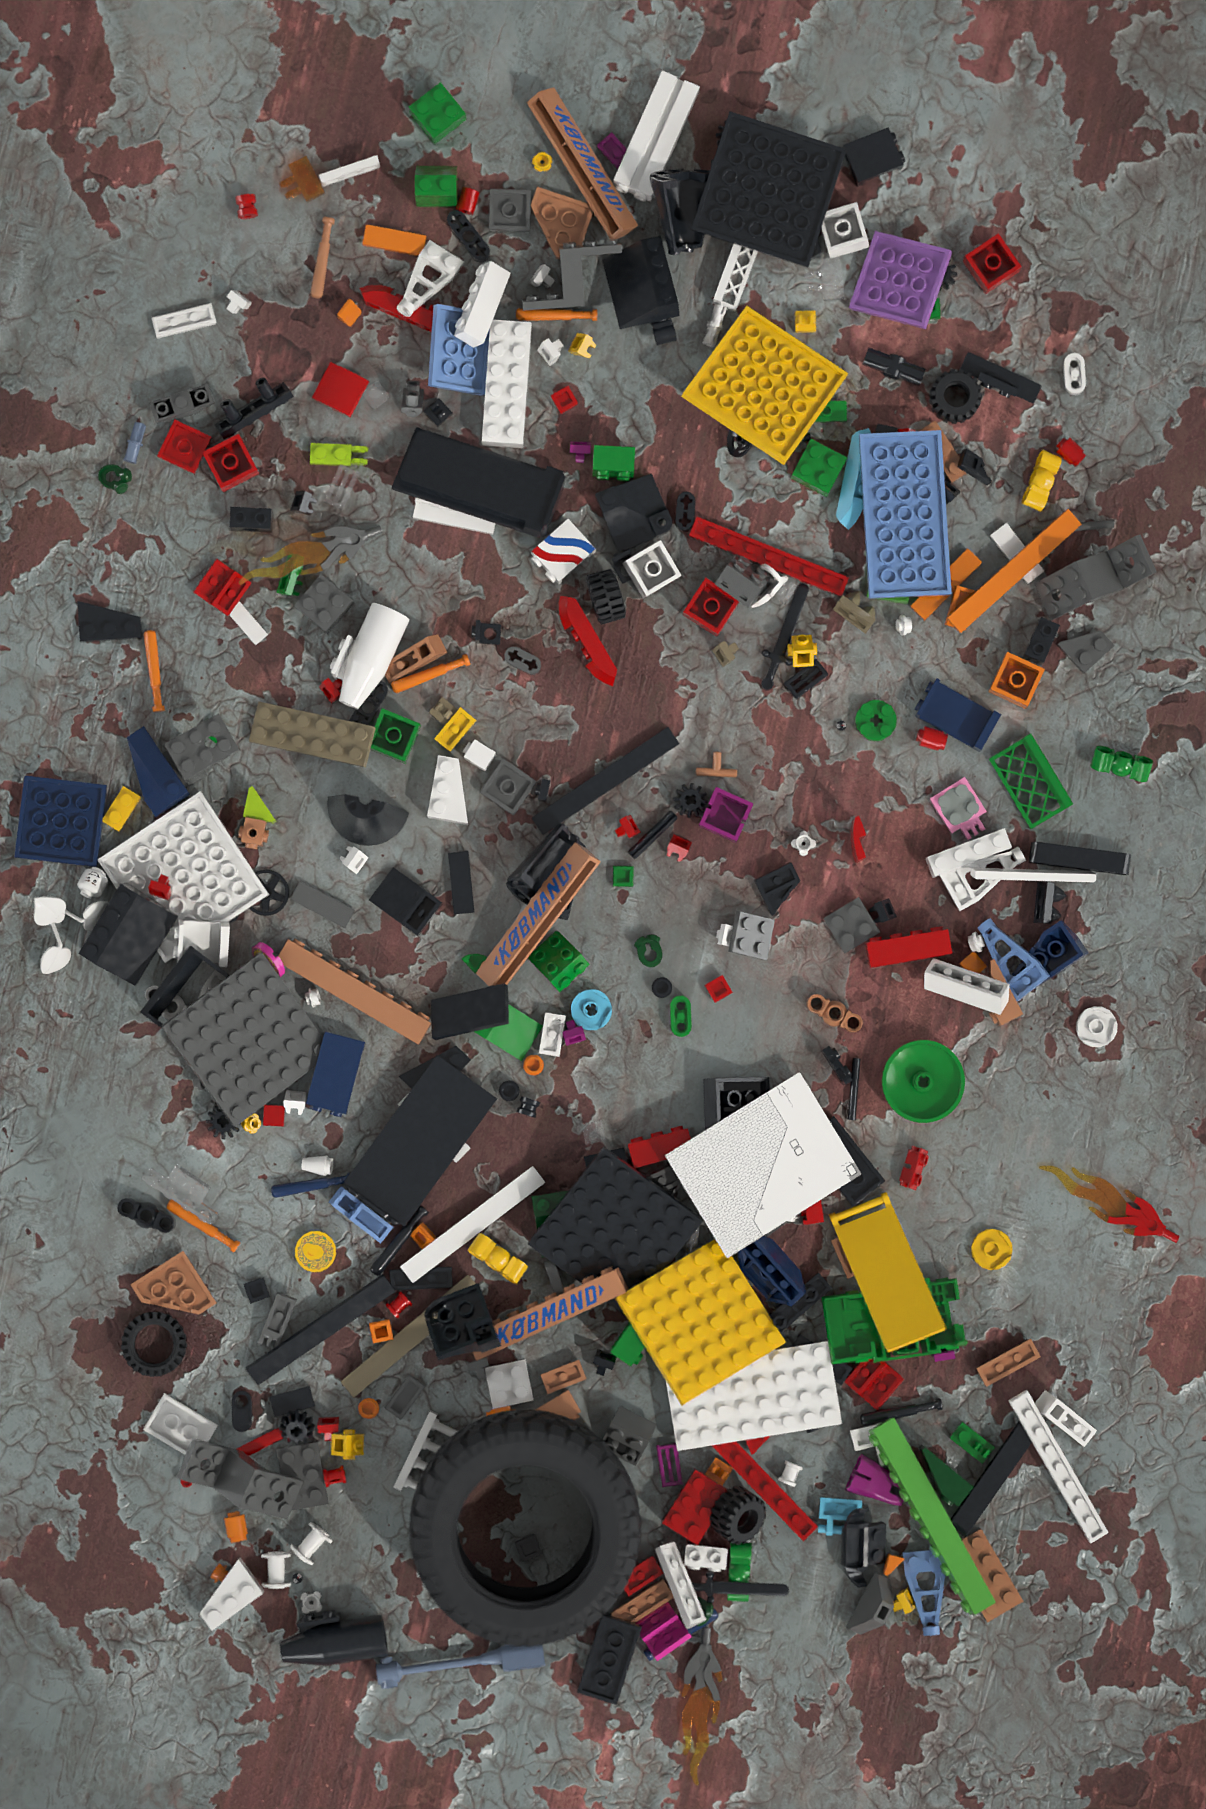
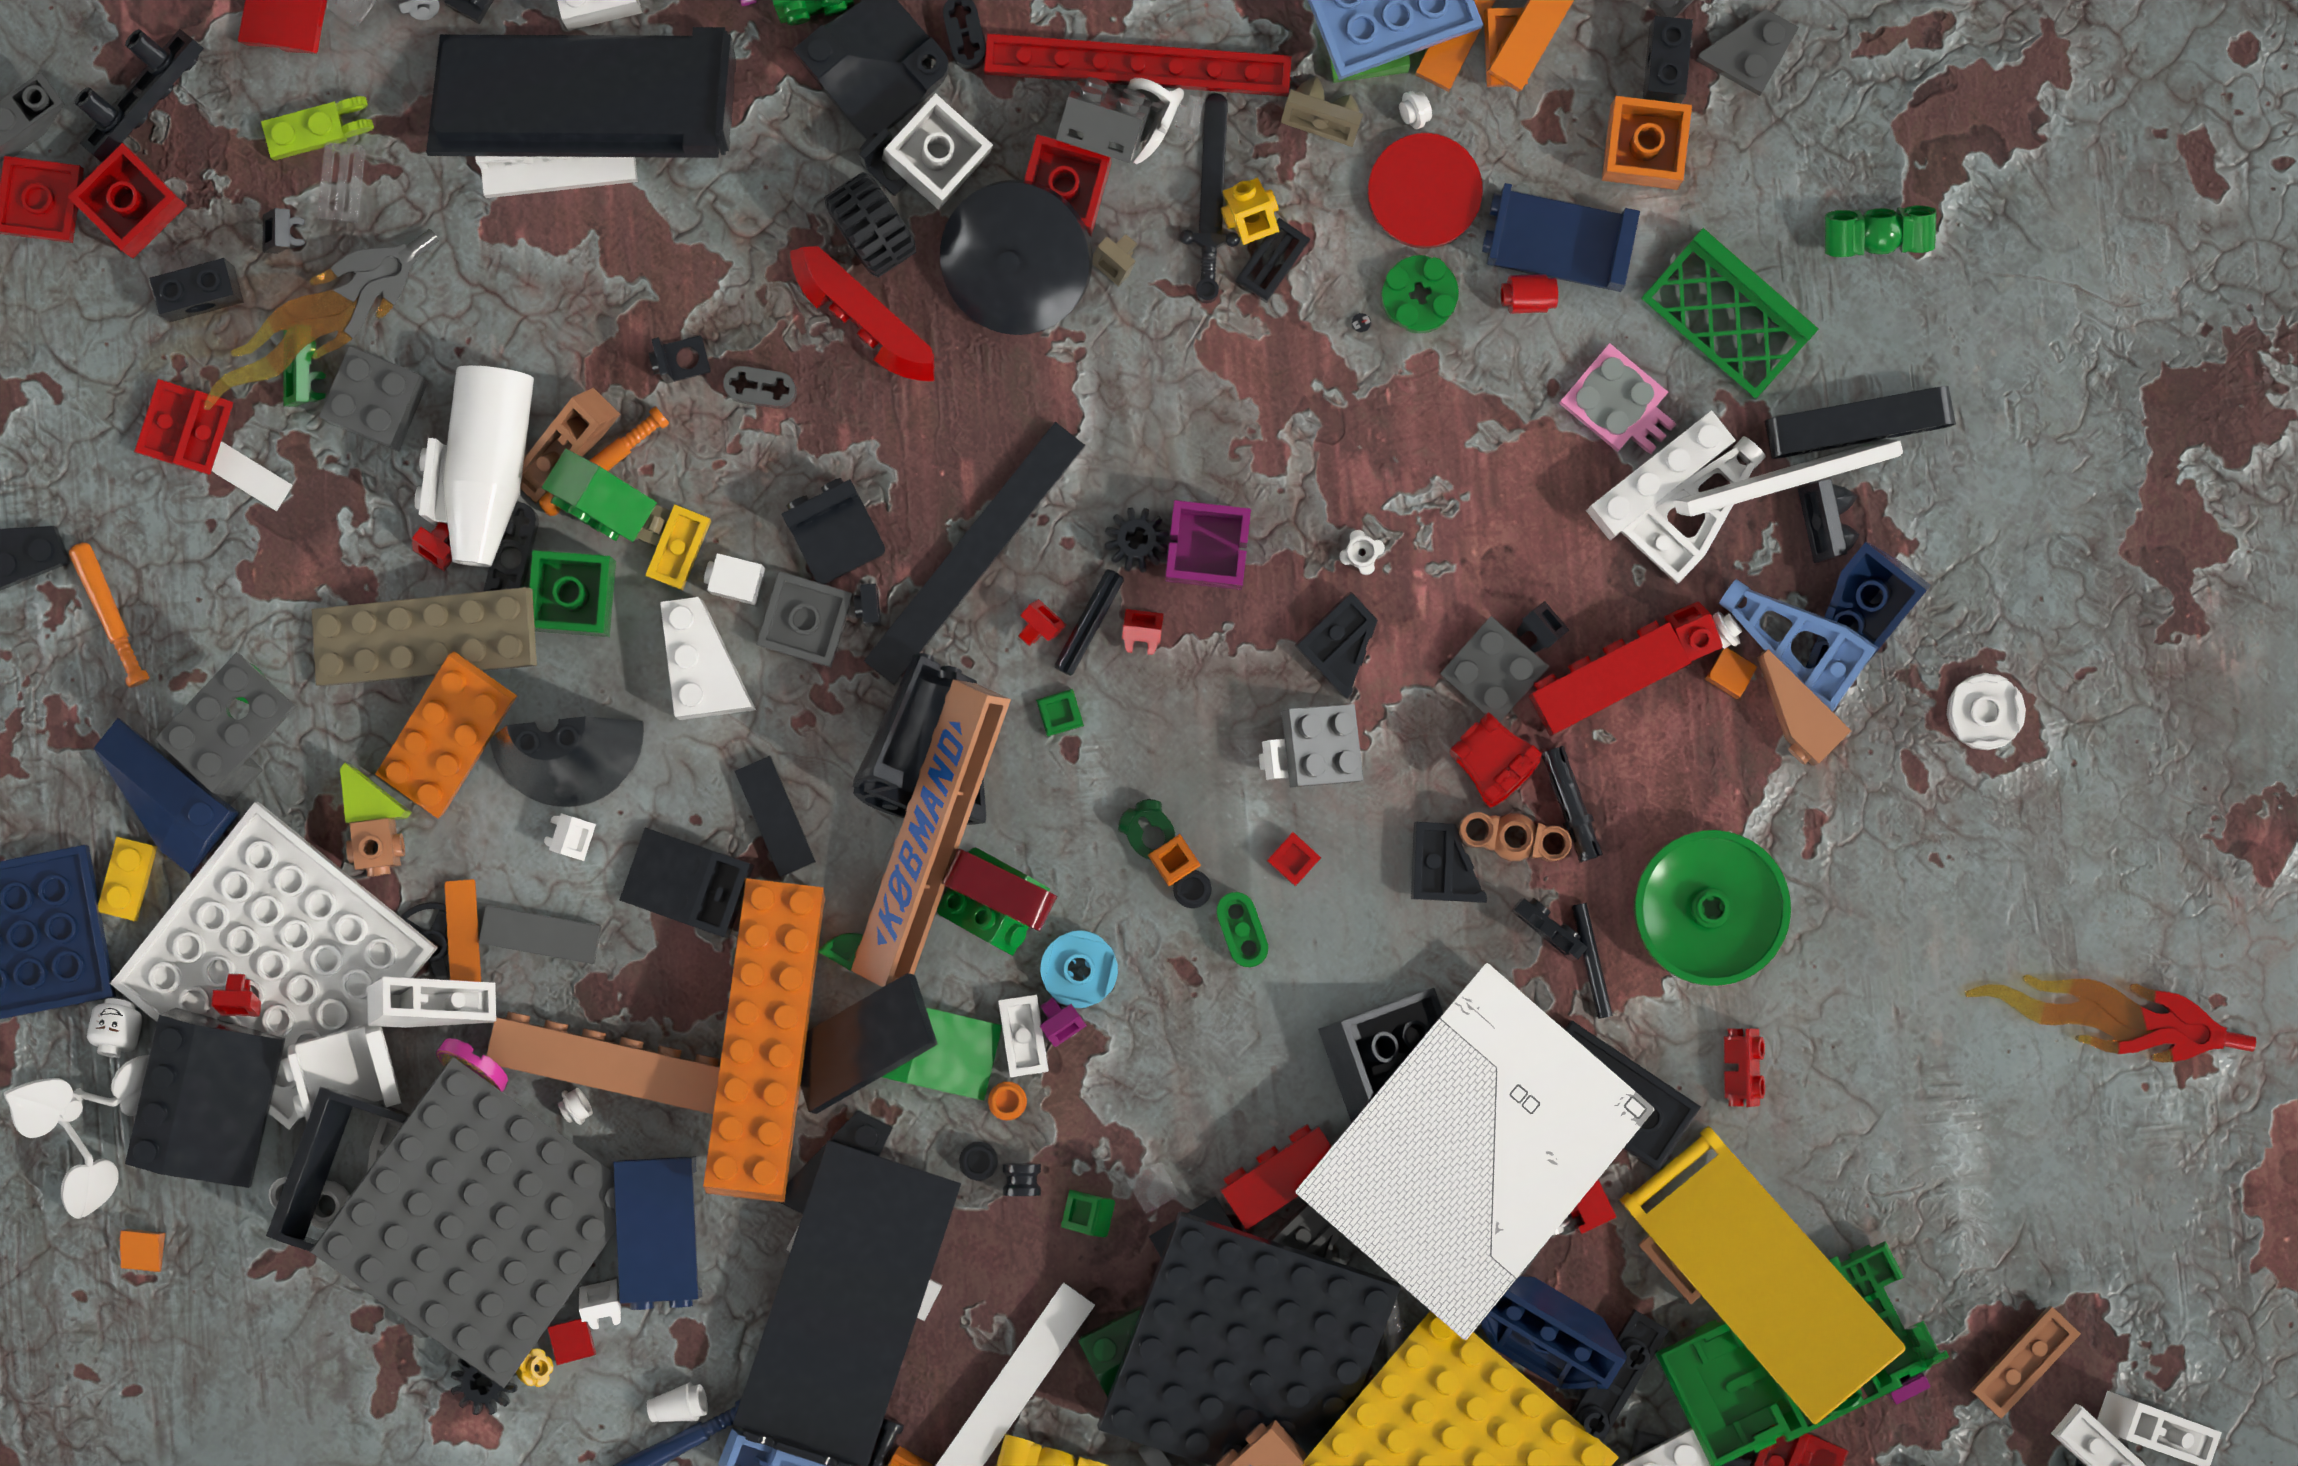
camera: 10 degrees left, 0 degrees up
(70, 1000) = (141, 1249): none -> orange slope
(257, 921) = (429, 1002): none -> white slope
(283, 894) = (462, 930): none -> orange sticker
(308, 788) = (446, 734): none -> orange plate
(421, 994) = (764, 1041): none -> orange brick
(423, 691) = (597, 497): none -> green brick
(537, 746) = (833, 531): none -> black bracket
(556, 1135) = (1088, 1213): none -> green slope
(562, 551) = (768, 171): panel -> none
(564, 956) = (999, 890): none -> dark red beam
(657, 969) = (1174, 860): none -> orange slope
(675, 636) = (1016, 257): none -> black dish
(716, 770) = (1165, 471): nougat piece -> none
(793, 1016) = (1442, 866): none -> black wing
(837, 970) = (1495, 759): none -> red piece
(856, 834) = (1451, 503): red slope -> none
(869, 1011) = (1571, 803): none -> black pin
(895, 668) = (1425, 190): none -> red tile
(960, 937) = (1695, 630): none -> red bracket
(966, 986) = (1736, 713): white brick -> none
(991, 1249) = (1929, 1168): yellow tile -> none

